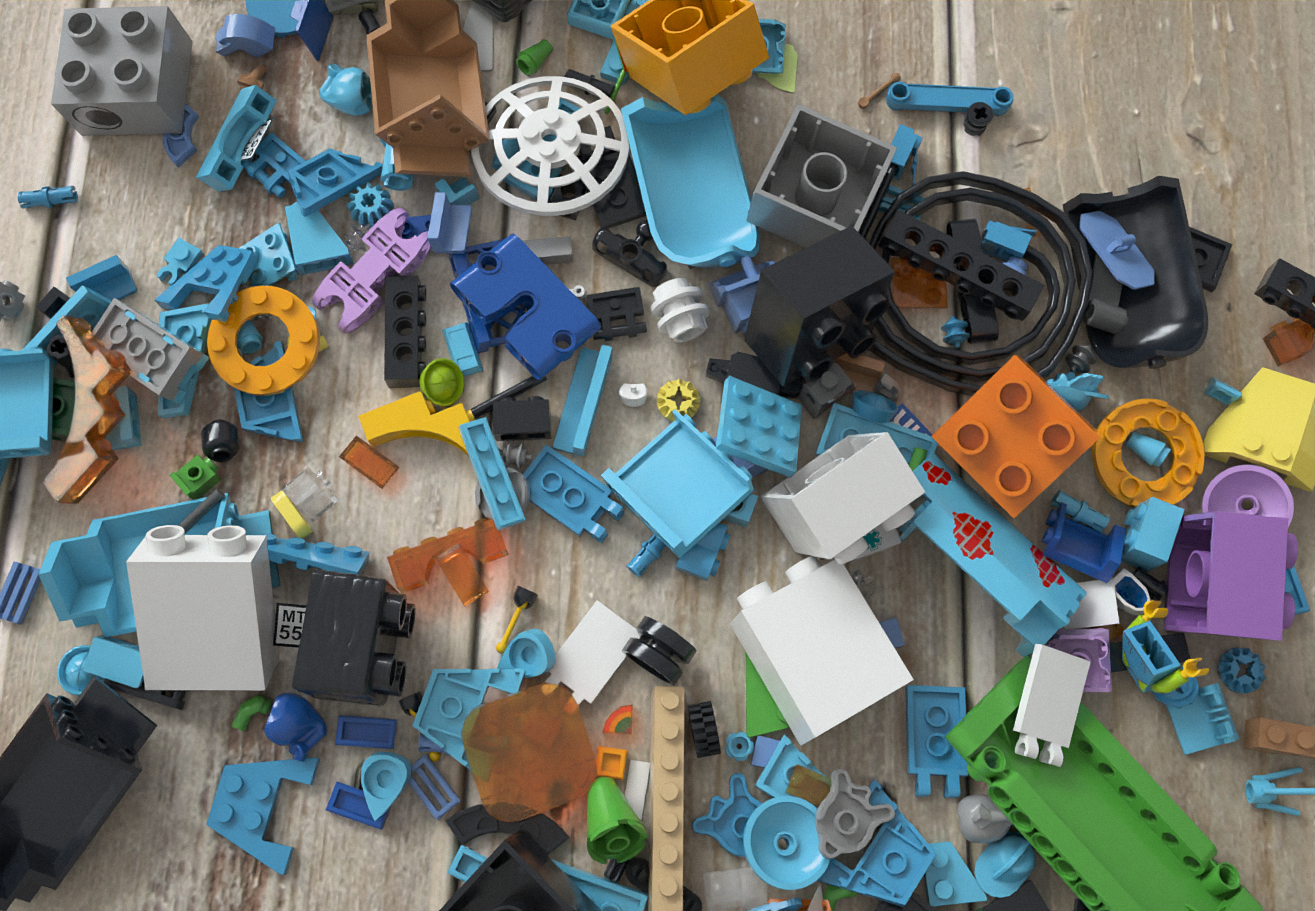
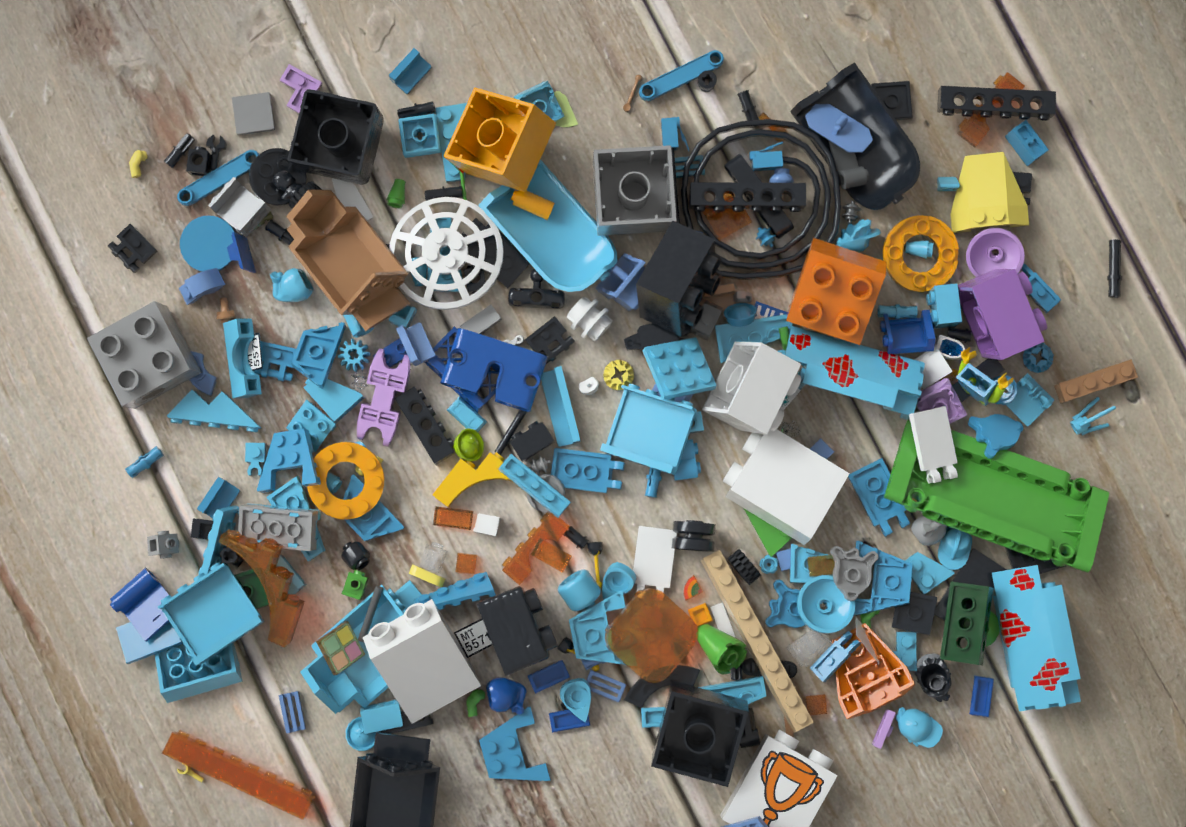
camera: 25 degrees left, 10 degrees up
(116, 538) = (340, 648): none -> tile
(171, 184) = (219, 412): none -> medium azure slope
(351, 527) = (466, 563): none -> clear orange tile
(406, 494) = (487, 524): none -> white panel
(470, 640) = (579, 590): none -> medium azure head
(508, 572) = (576, 538): none -> black pin
(688, 145) = (533, 203): none -> light orange brick
(1014, 167) = (747, 105): none -> black axle
(1140, 737) = (996, 431): none -> dark azure tile

